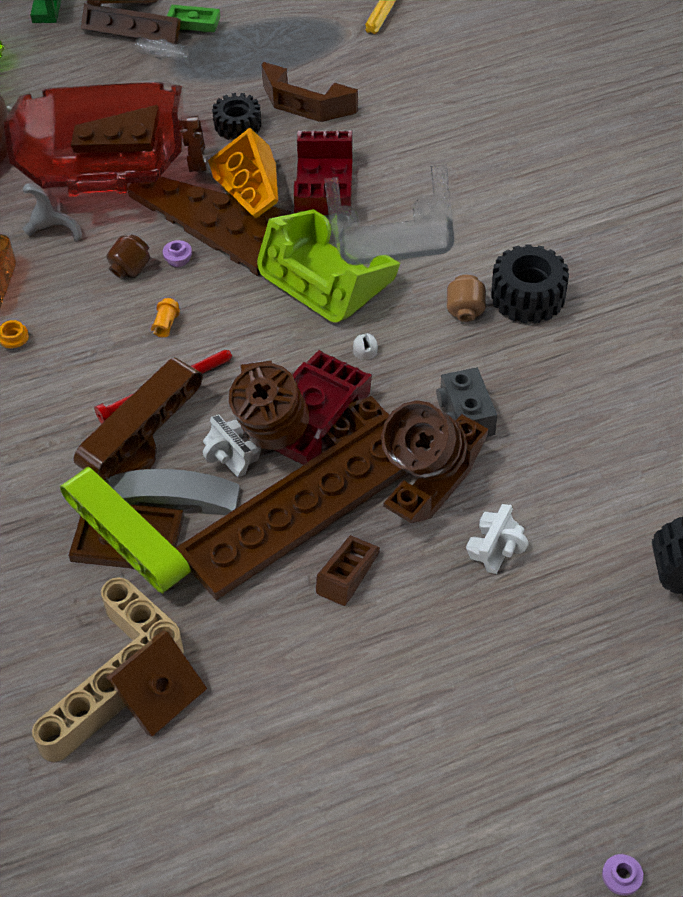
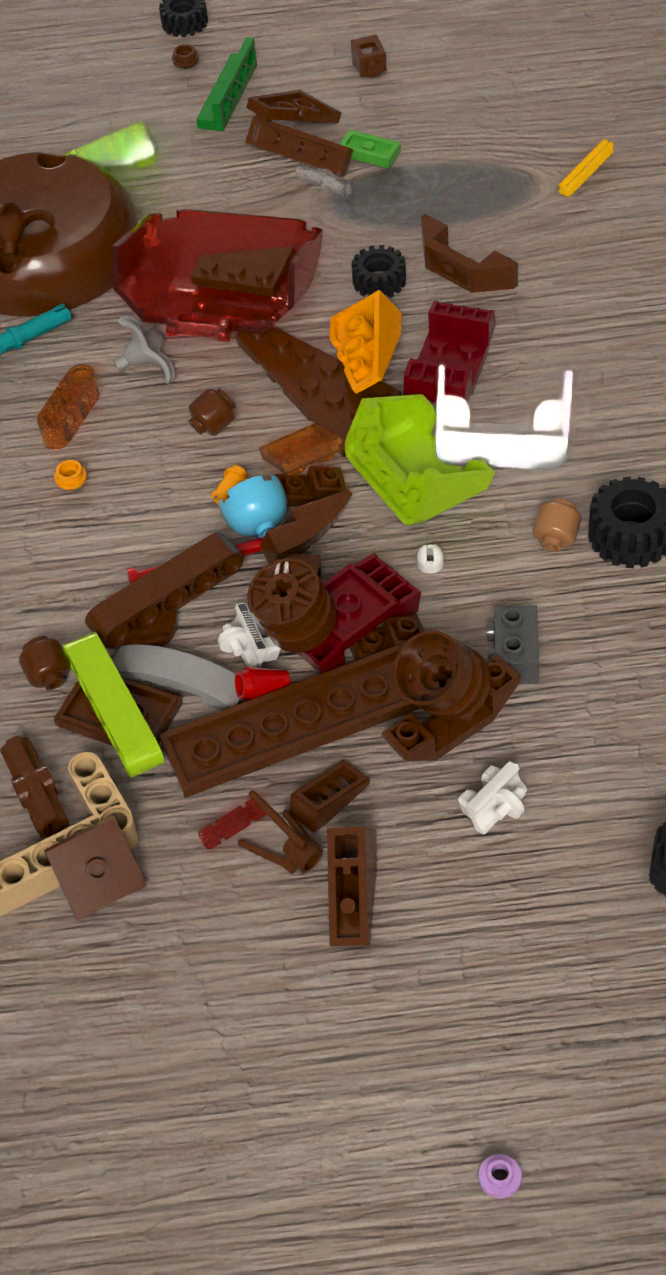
camera: 20 degrees right, 0 degrees up
(44, 506) = (44, 663): none -> reddish brown head
(71, 621) = (34, 786): none -> reddish brown piece
(177, 253) = (265, 417): lavender plate -> none
(194, 140) = (320, 295): reddish brown plate -> none
(198, 330) = (255, 506): none -> medium azure cylinder
(222, 273) = (301, 449): none -> clear orange plate
(241, 305) = (315, 485): none -> reddish brown slope
(246, 341) = (304, 526): none -> reddish brown slope
(251, 482) = (256, 681): none -> red cone
(268, 613) = (230, 824): none -> clear red axle
(340, 623) = (300, 849): none -> reddish brown plant
(399, 645) = (351, 884): none -> reddish brown slope

